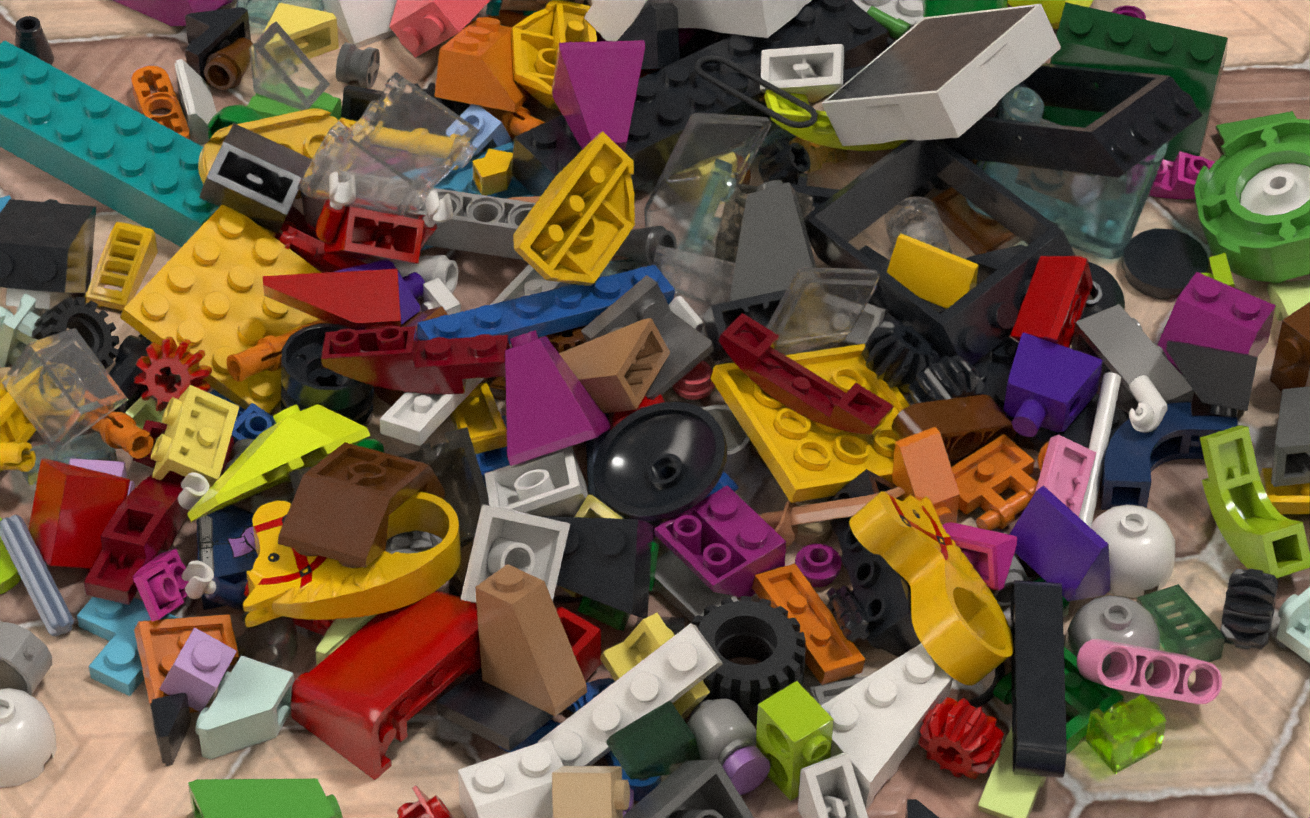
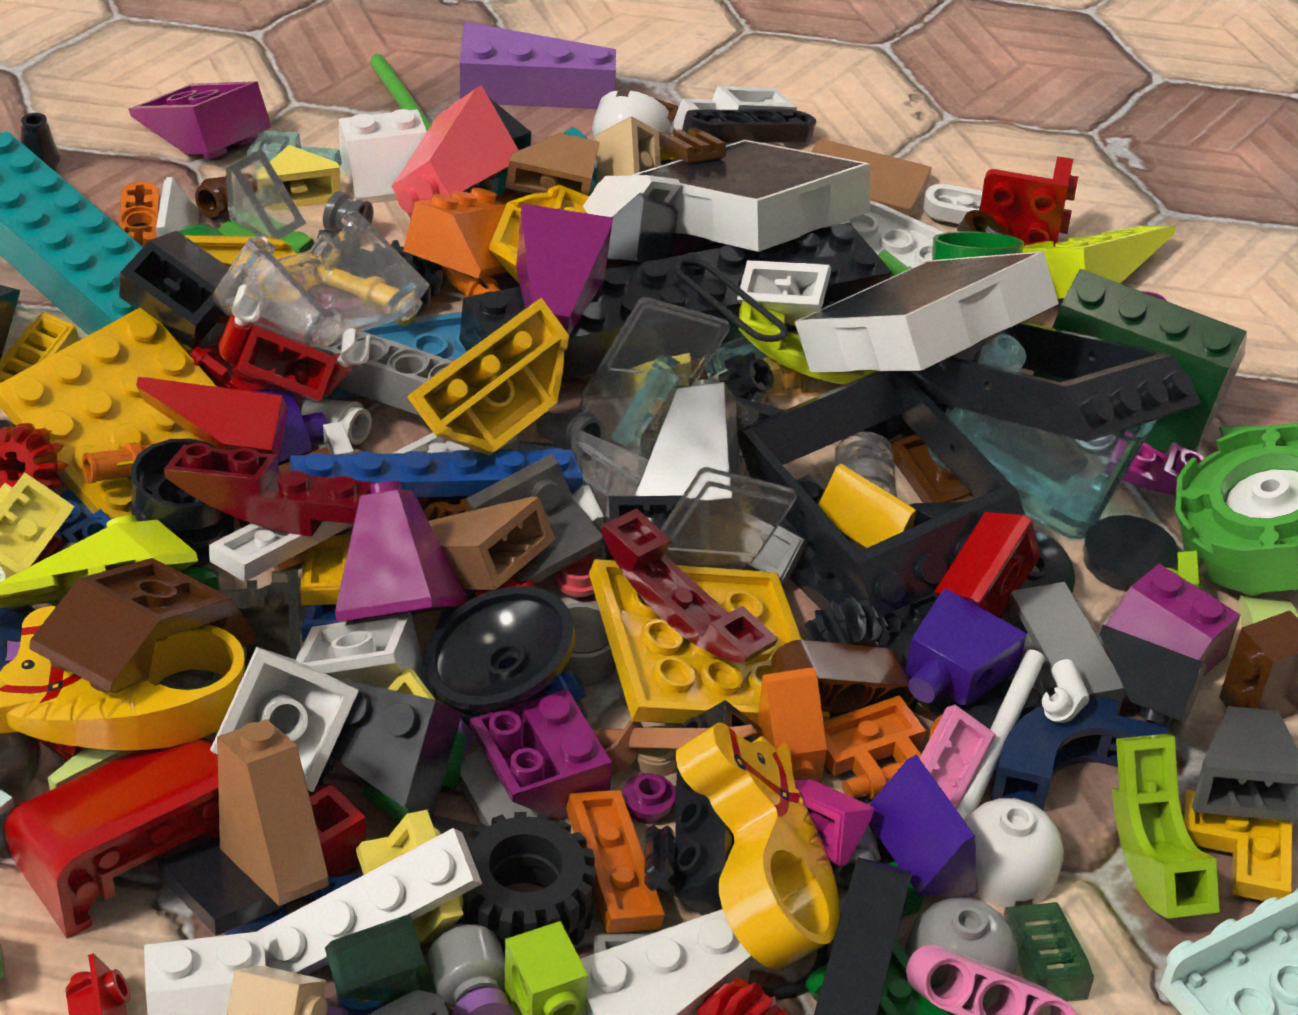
camera: 10 degrees right, 5 degrees down
(212, 32) = (211, 161): black slope -> none
(491, 132) = (443, 293): light blue bracket -> none
(493, 171) = (439, 332): yellow piece -> none
(898, 354) = (802, 585): black gear -> none
(1249, 608) = (1131, 947): black gear -> none

